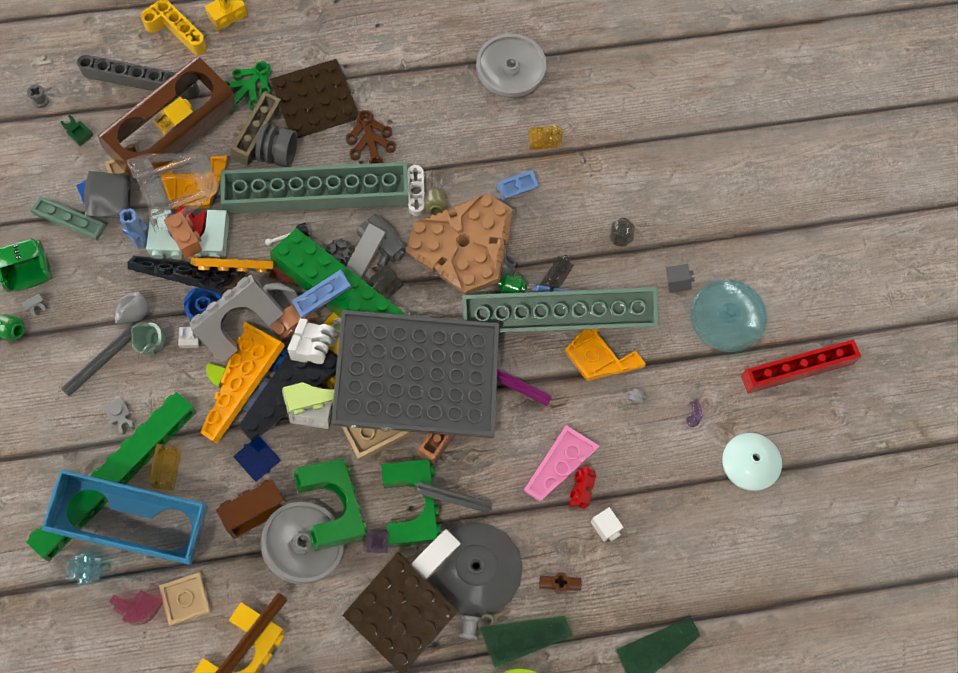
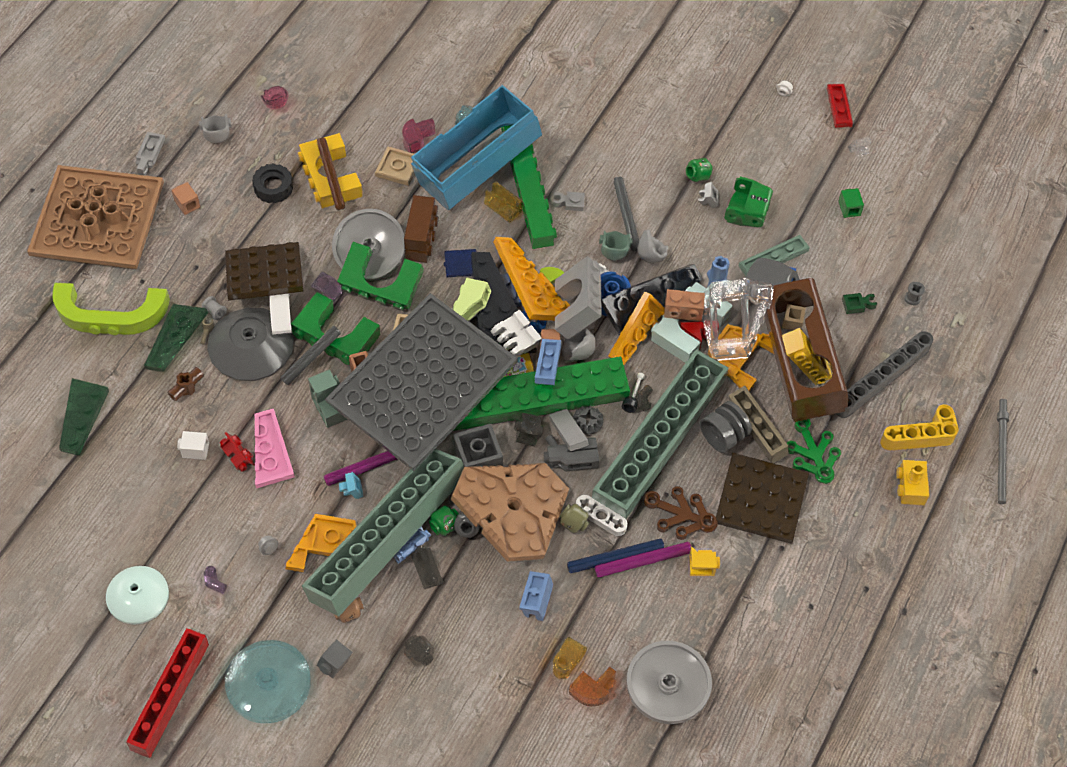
camera: 130 degrees right, 10 degrees down
(290, 226) = (642, 398): none -> clear smoke arm
(401, 100) = (703, 562): none -> yellow window
(429, 141) = (642, 559): none -> magenta axle
(435, 300) = (478, 447): none -> dark grey brick
(441, 160) = (592, 561): none -> dark blue axle
(481, 452) = (320, 388): none -> sand green brick
(539, 374) = (351, 486): none -> medium azure tile
(555, 106) = (592, 692): none -> clear orange brick

